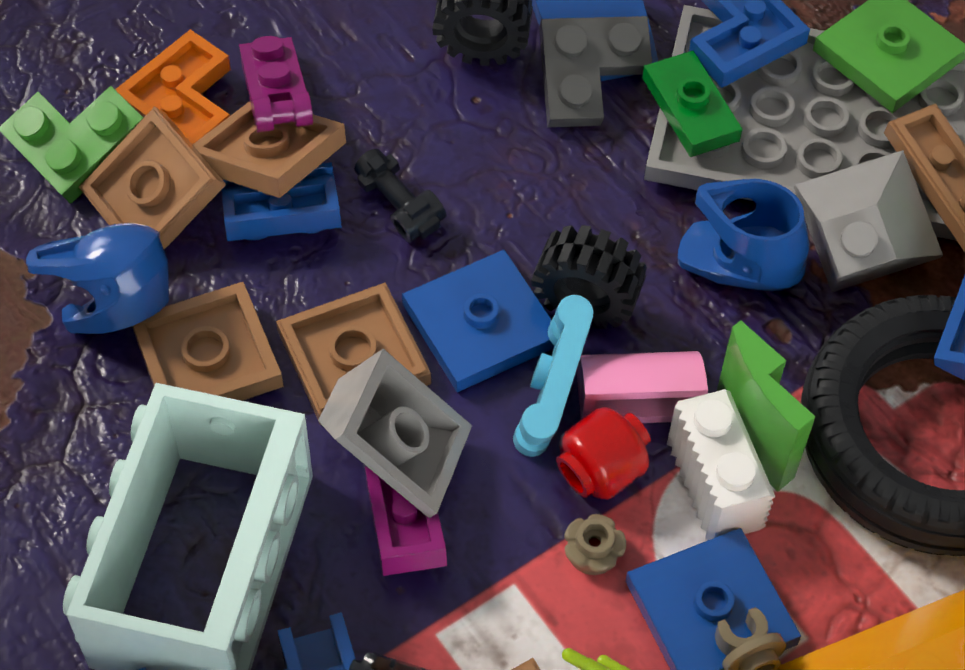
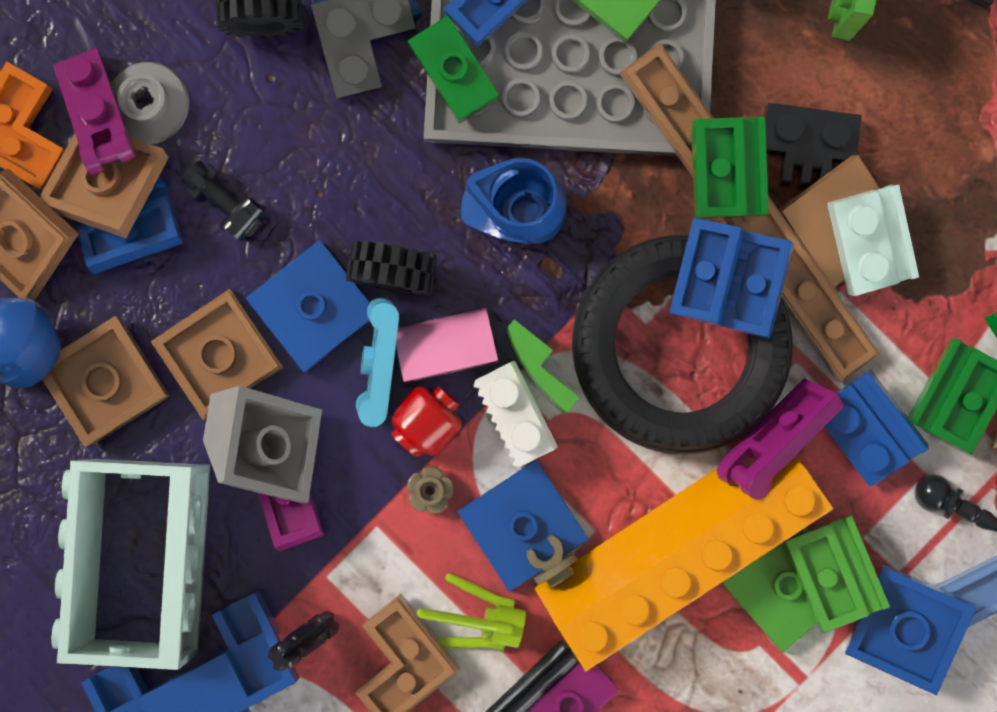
camera: 10 degrees left, 30 degrees up
(342, 95) = (170, 103): none -> light grey piece
(868, 221) = (612, 166): light grey slope -> none

